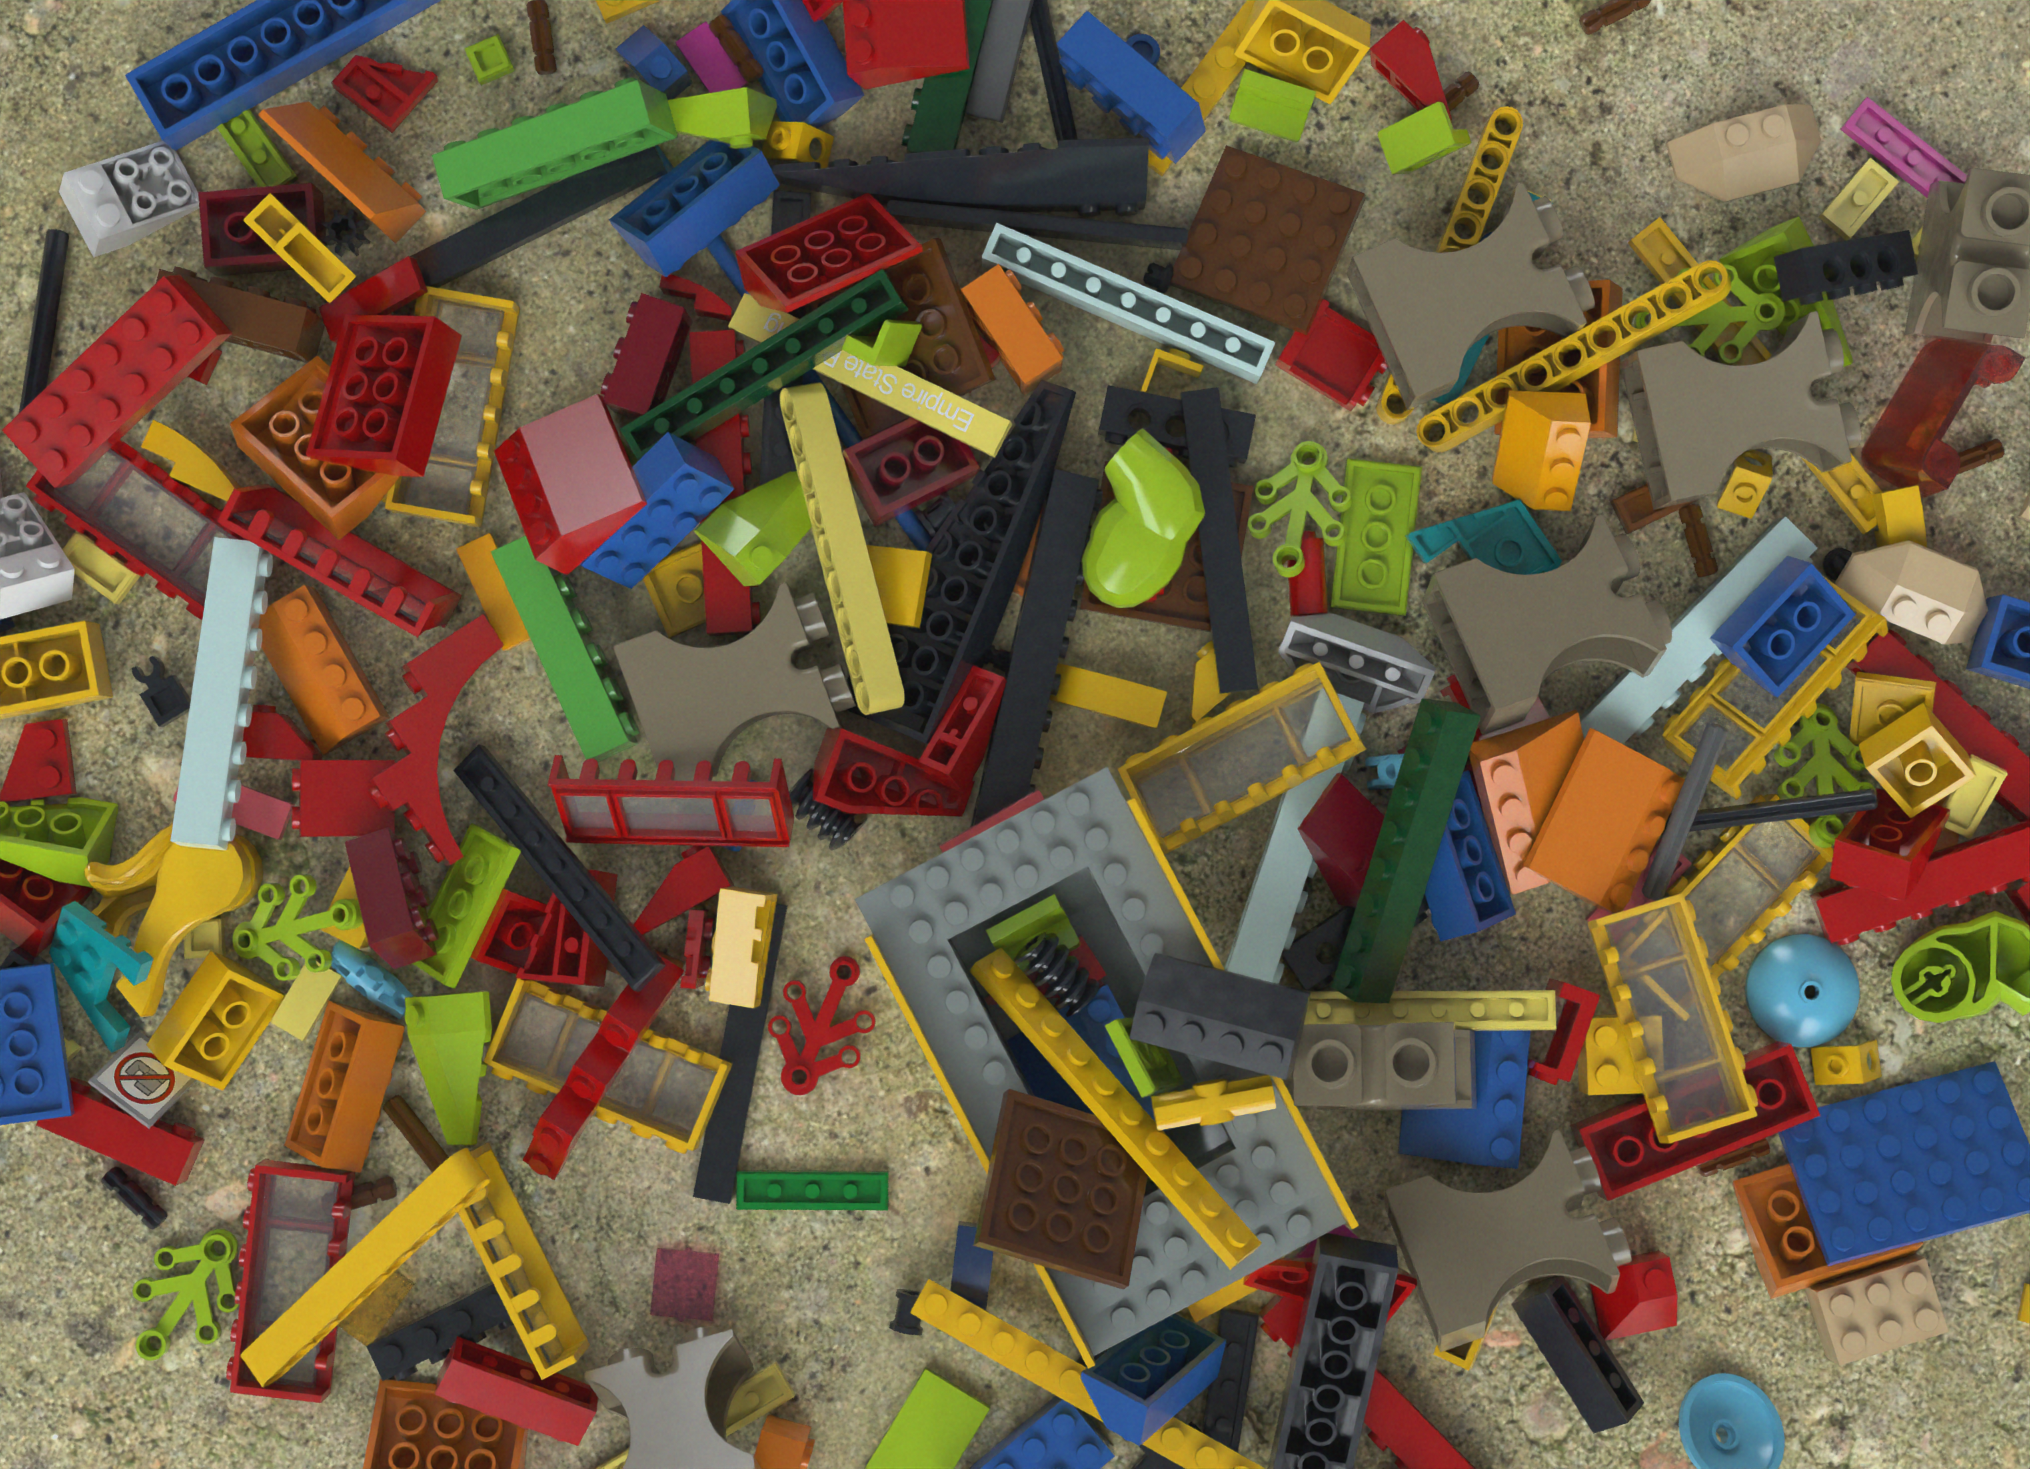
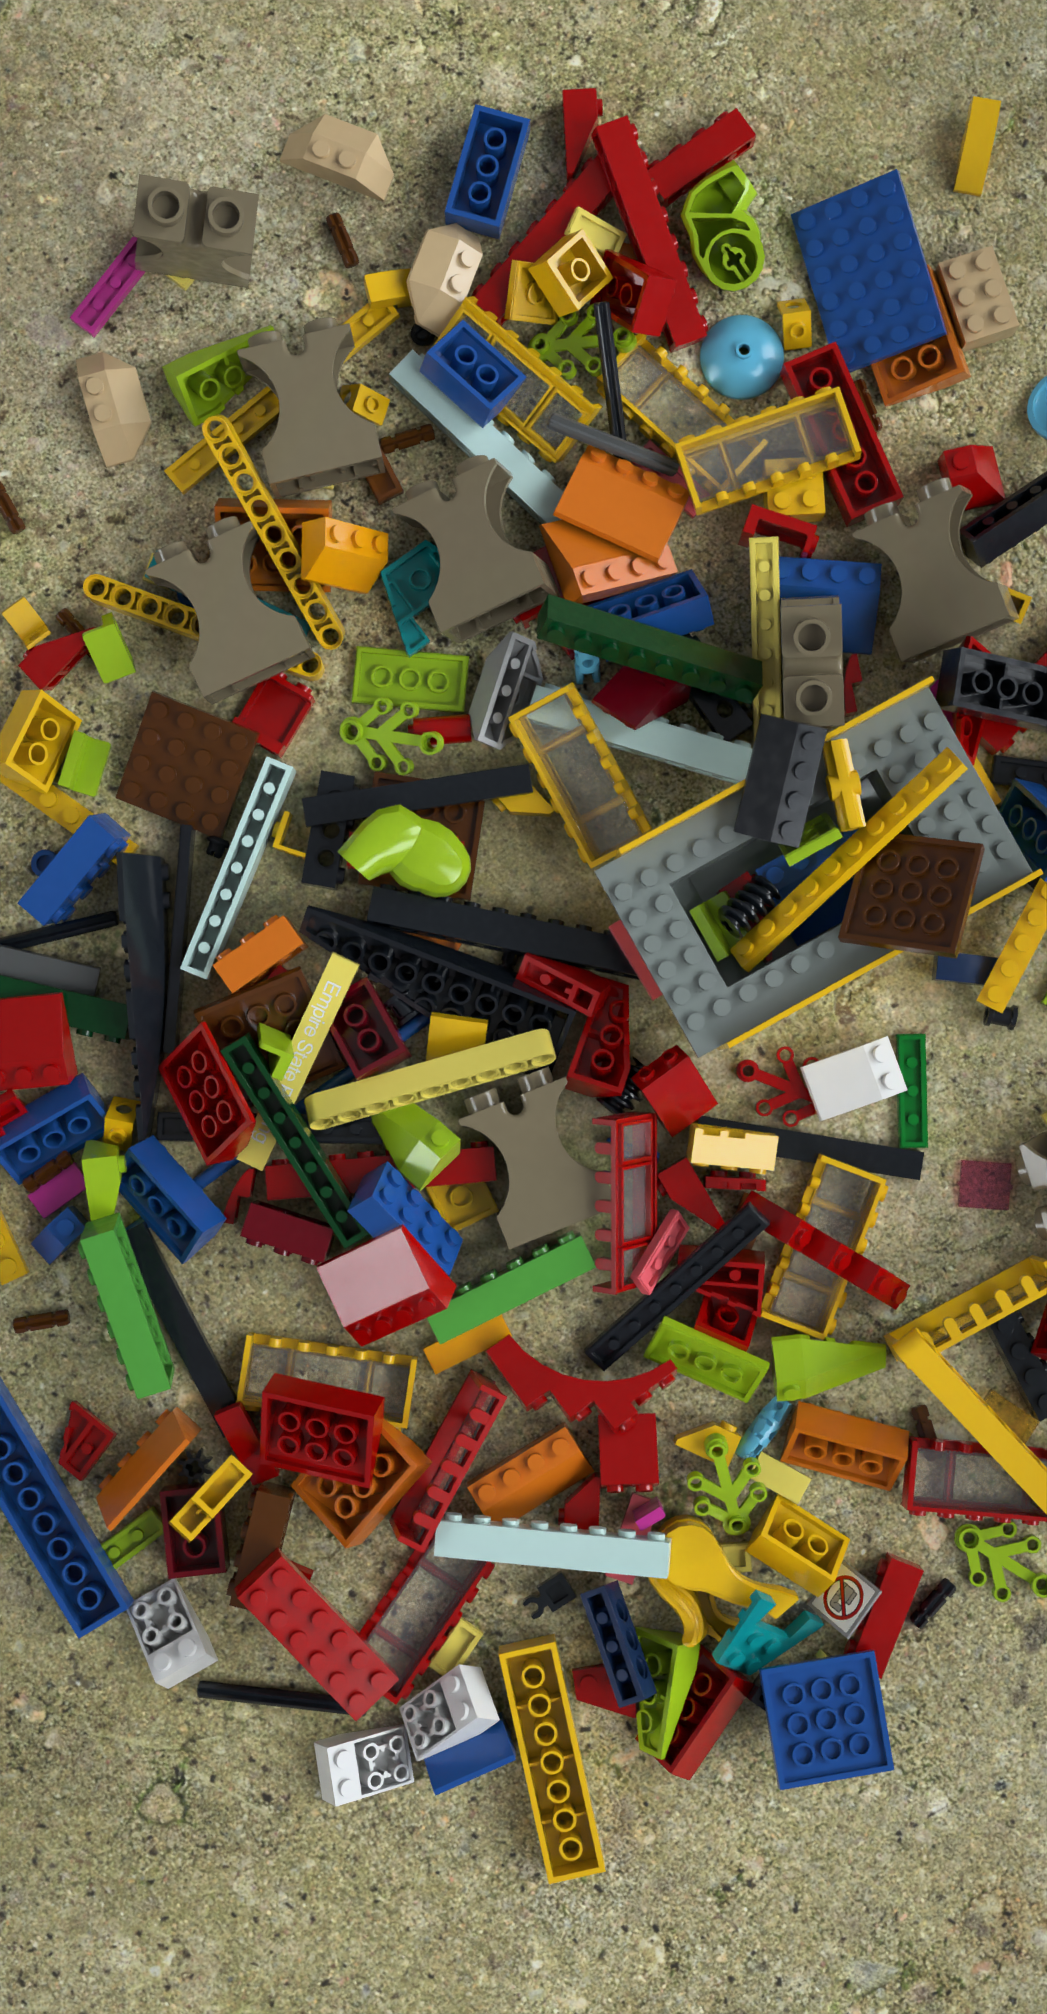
camera: 90 degrees left, 0 degrees up
(93, 778) = (618, 1644): none -> dark blue brick
(192, 462) = (374, 1577): yellow slope -> none
(261, 822) = (649, 1513): none -> dark pink tile
(392, 898) = (703, 1412): dark red brick -> none
(415, 1132) = (880, 1389): reddish brown axle -> none
(489, 59) = (59, 1361): lime tile -> none
(606, 847) = (659, 1252): none -> coral tile
(819, 871) = (674, 1090): none -> red panel
(829, 1111) = (853, 1078): none -> white slope
(1109, 696) = (535, 875): yellow slope -> none
(1365, 1123) = (851, 678): none -> red slope
(1460, 32) = (26, 622): none -> yellow bracket
(1721, 315) = (240, 423): lime plant -> none
(1846, 266) = (200, 330): black brick -> none
(1858, 199) = (147, 323): light yellow plate -> none
(1908, 436) = (304, 271): clear red windscreen -> none

